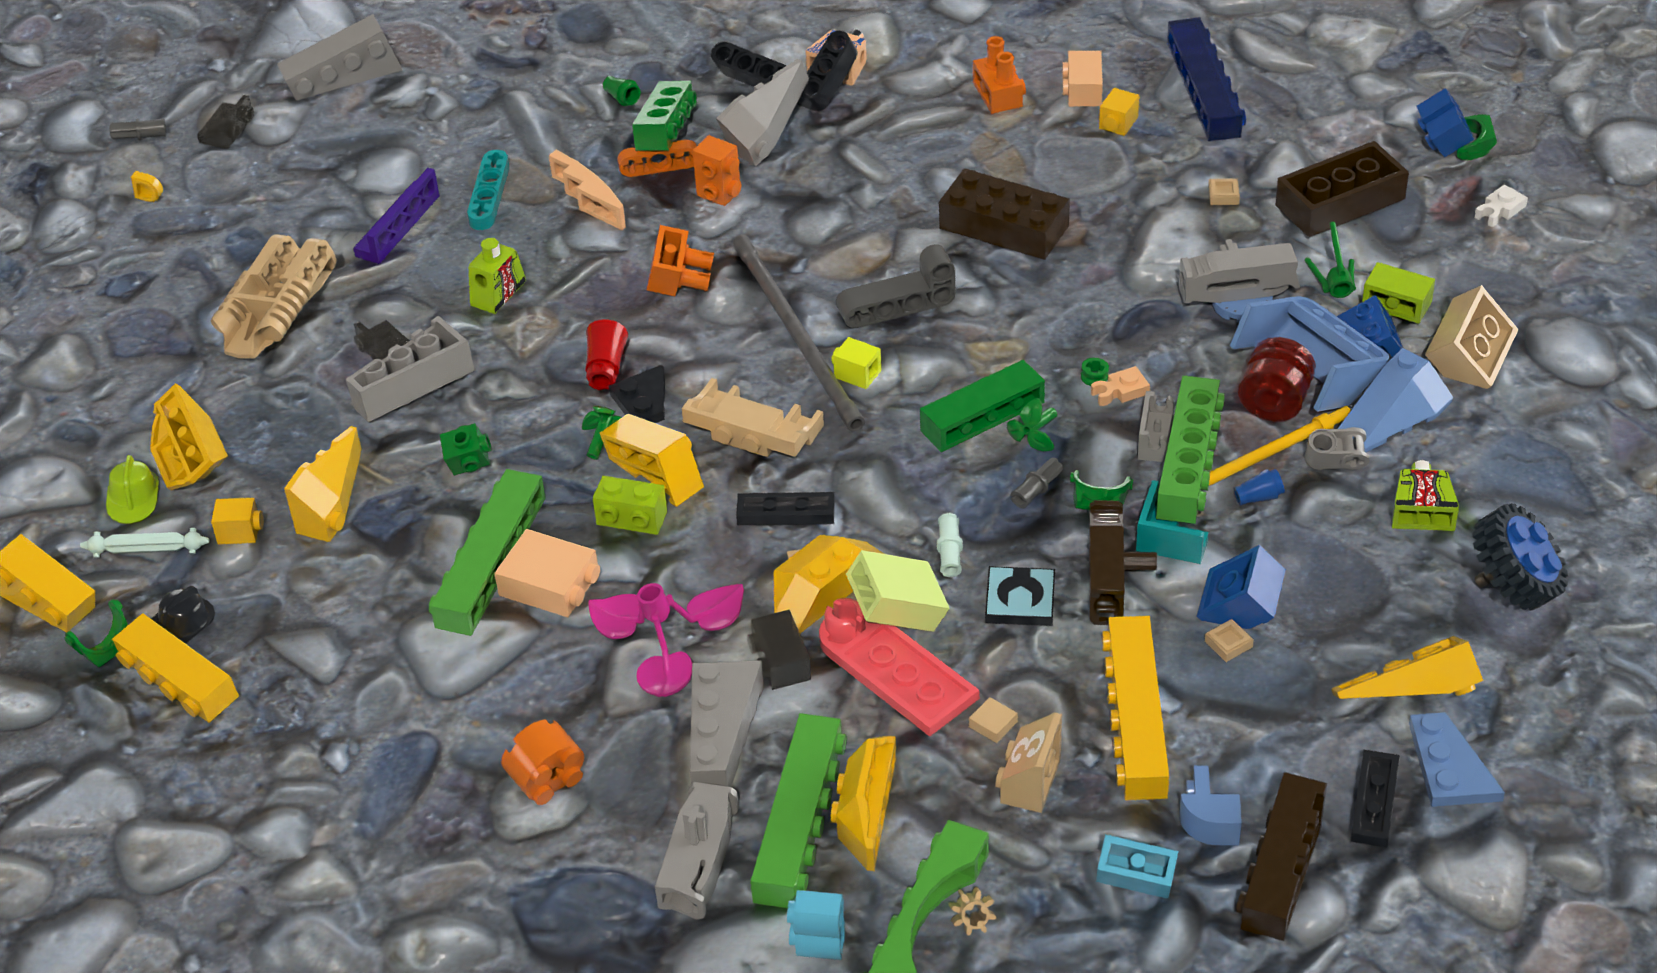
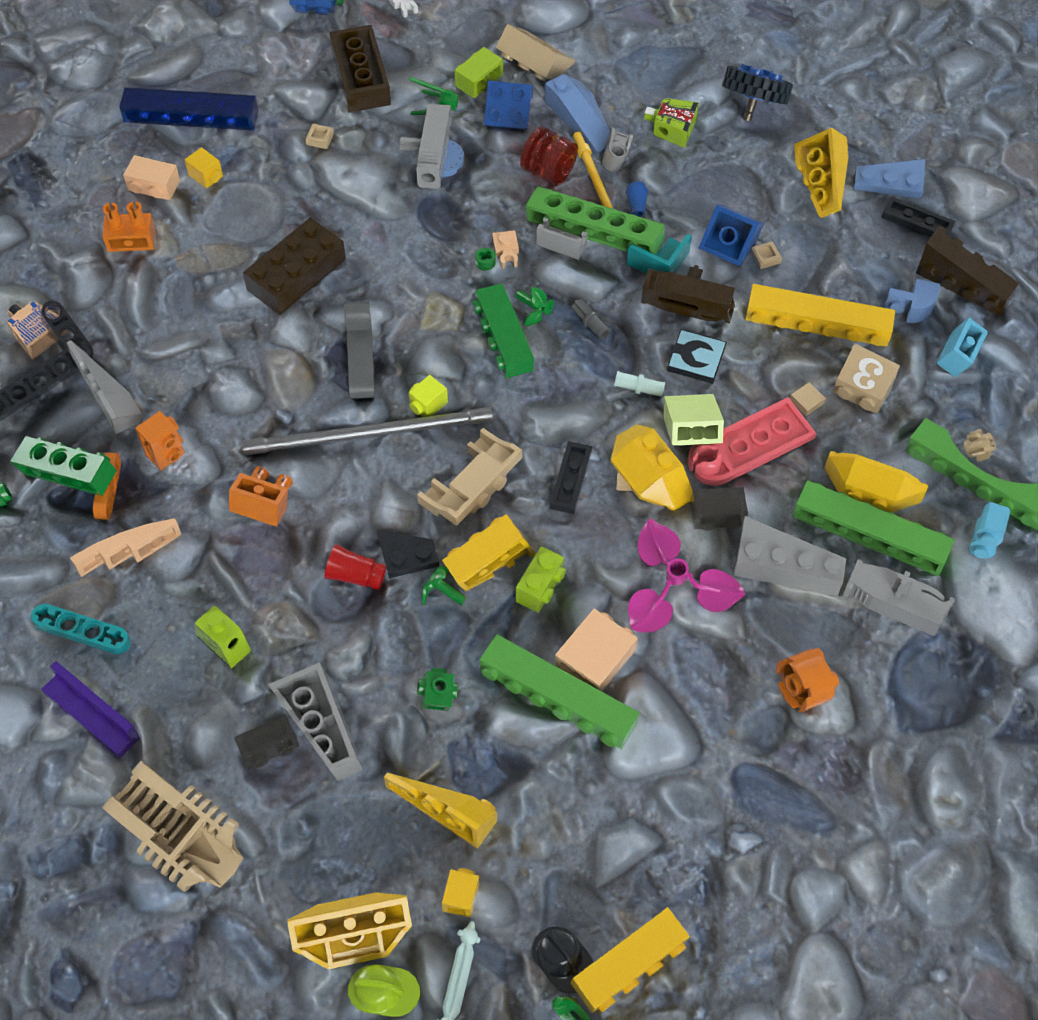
camera: 80 degrees left, 15 degrees up
(1086, 493) = (616, 293): green helmet -> none
(1342, 355) = (512, 124): medium blue windscreen -> none

